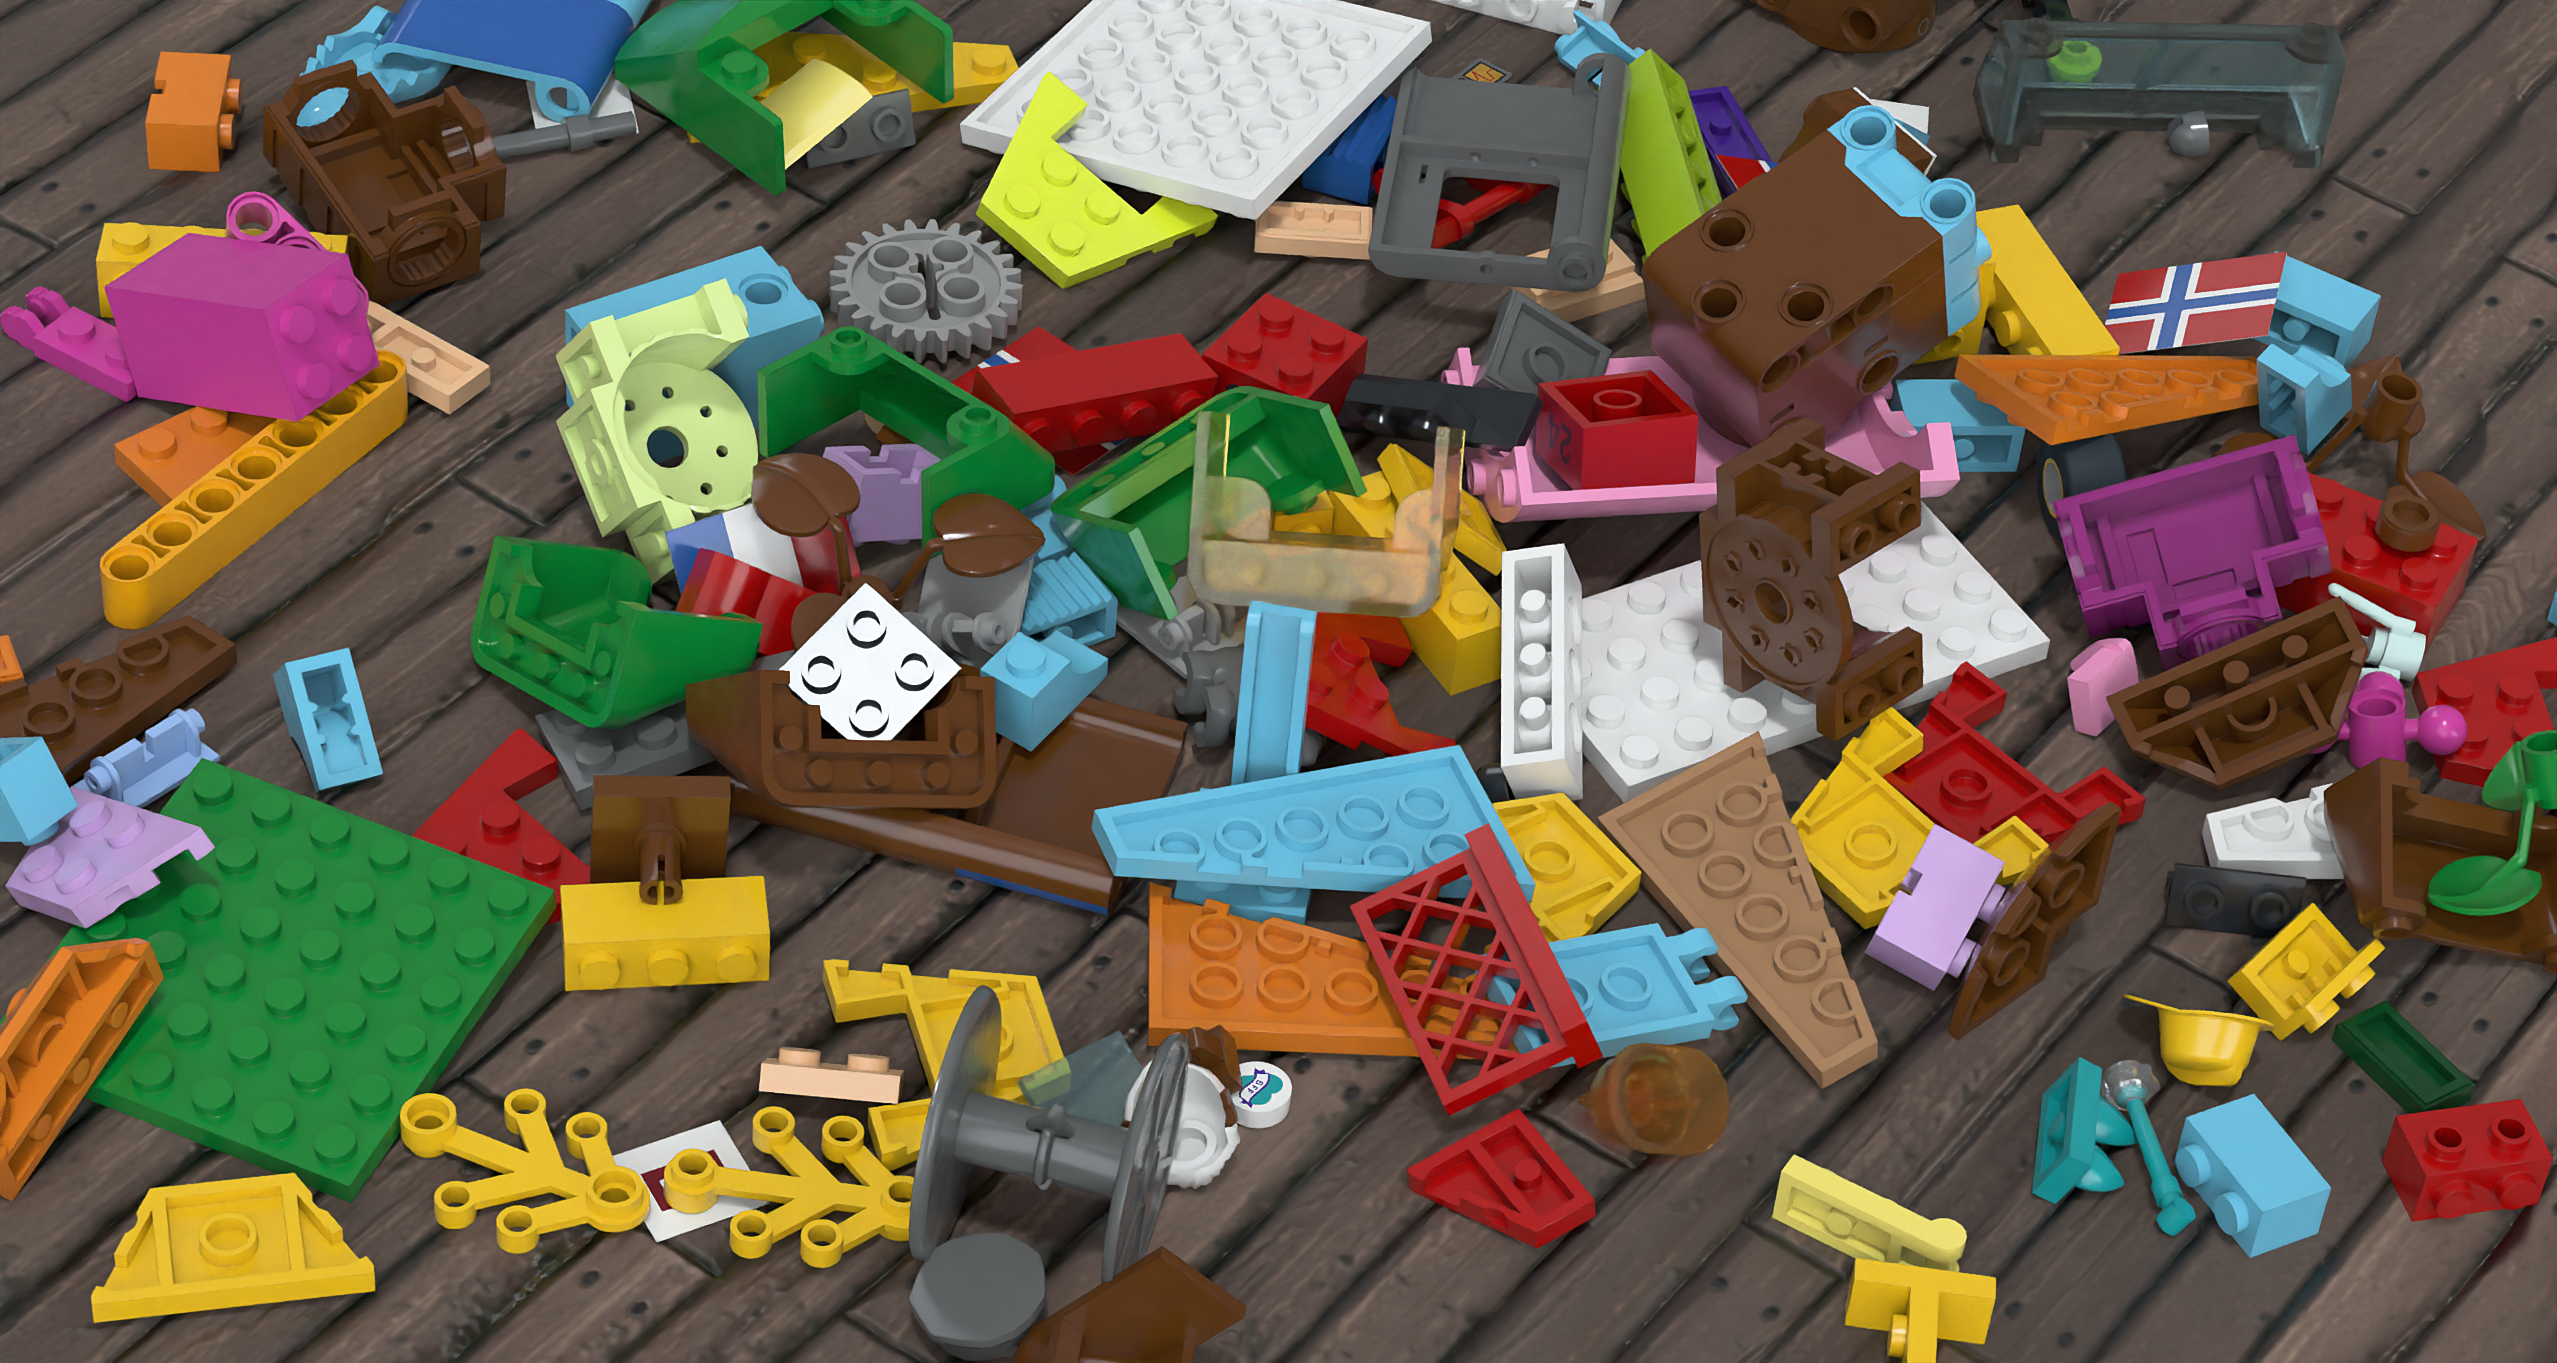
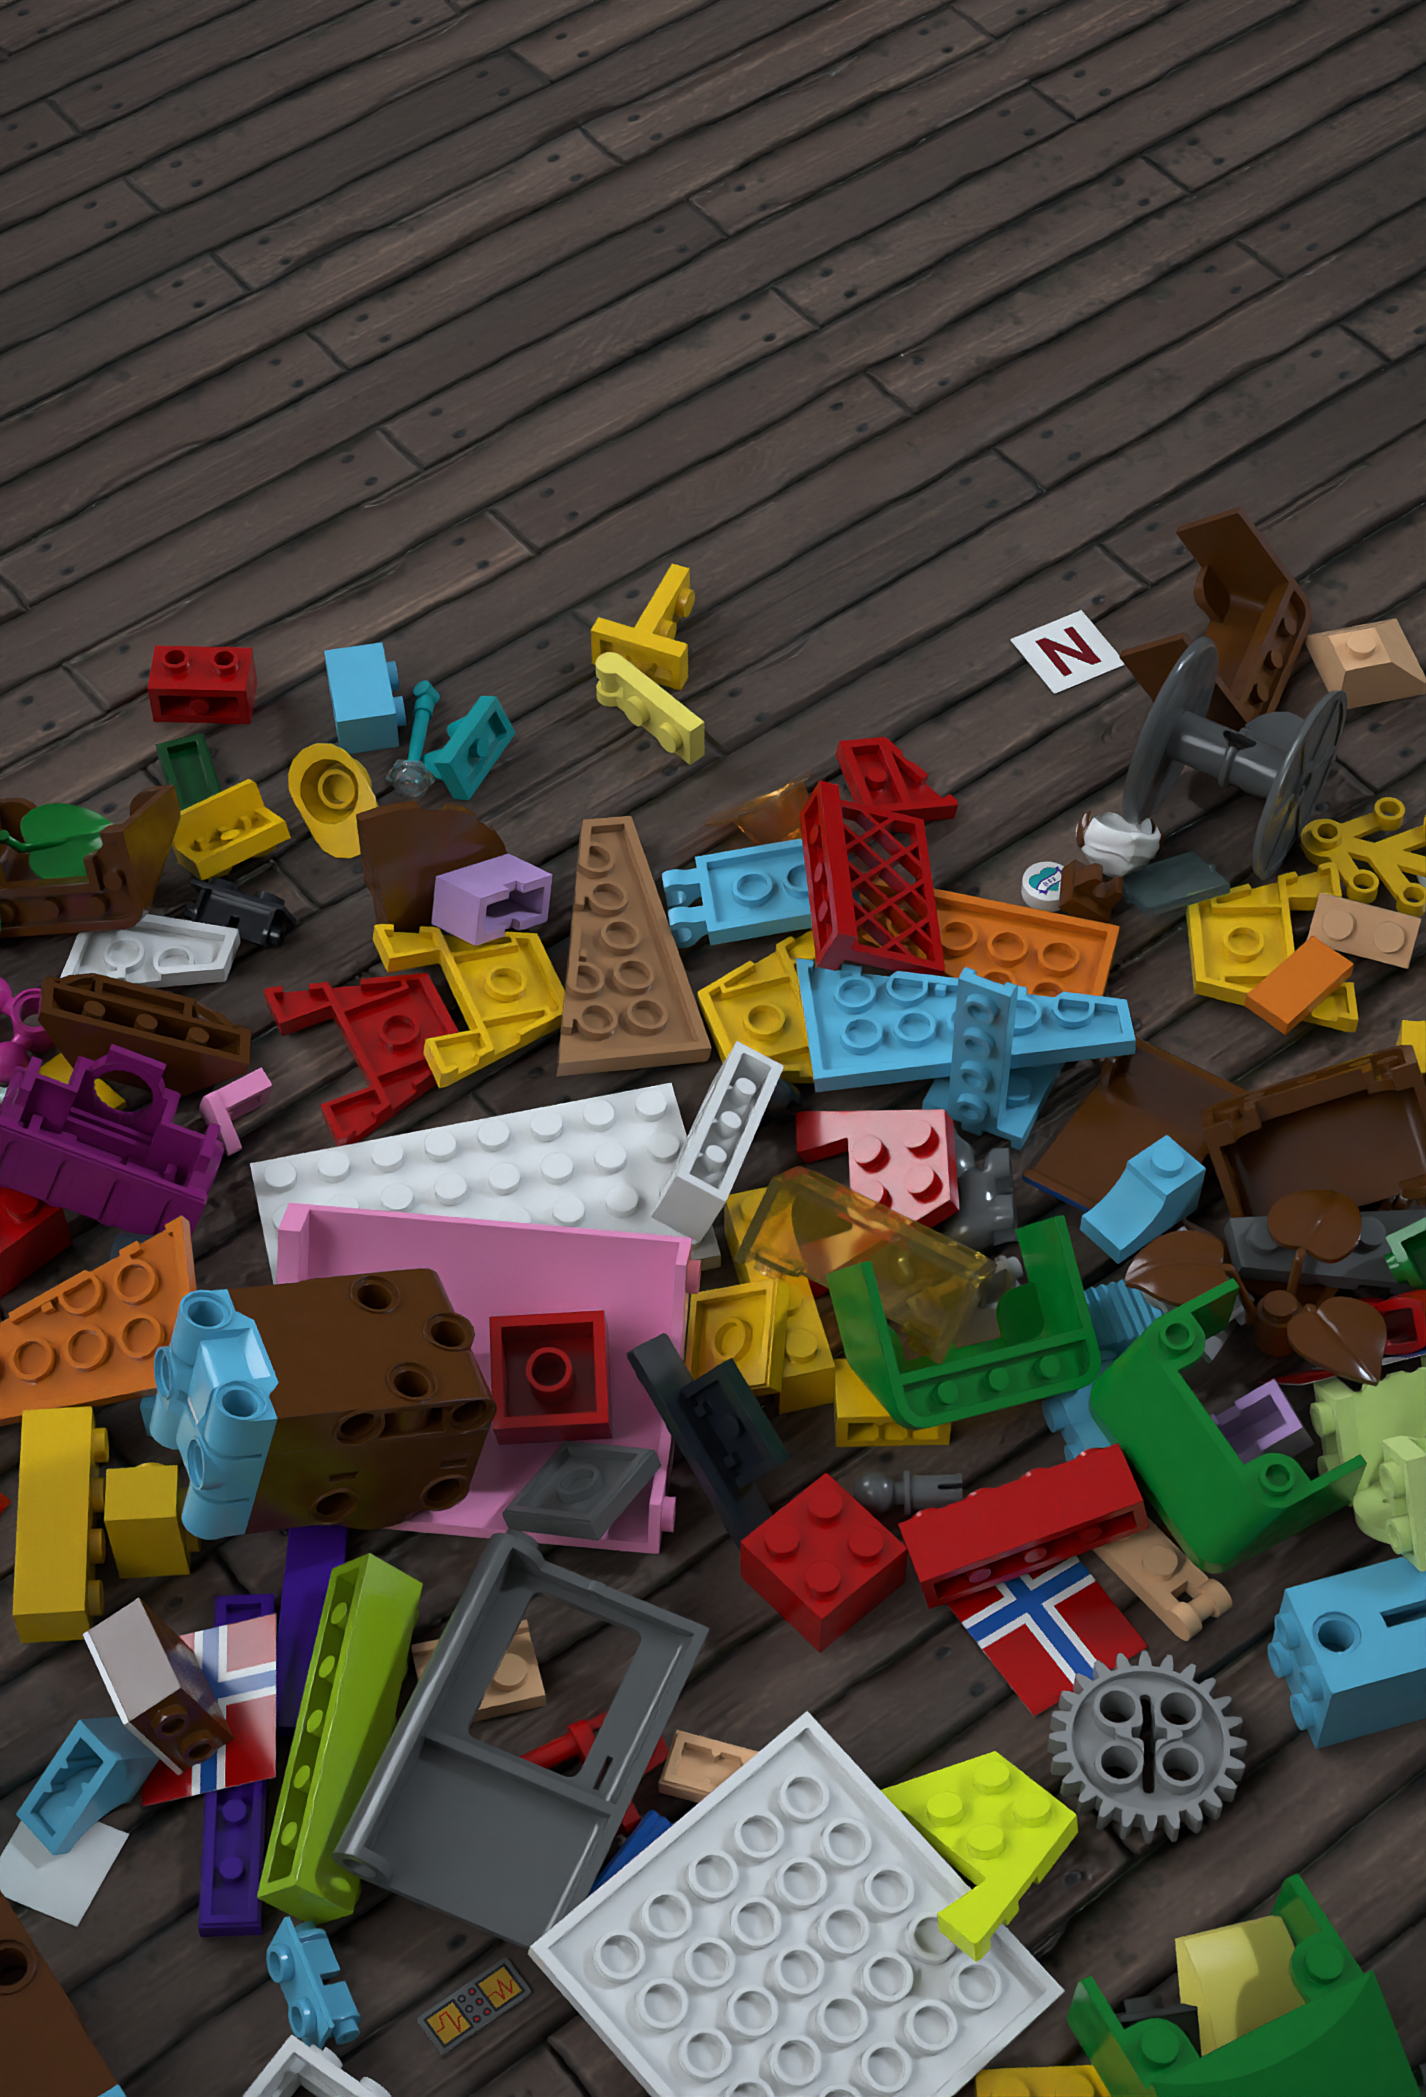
camera: 160 degrees left, 10 degrees up
(869, 669) = (1294, 1183): hinge -> none
(905, 970) = (1299, 985): none -> orange tile
(1772, 584) = (486, 1067): reddish brown piece -> none

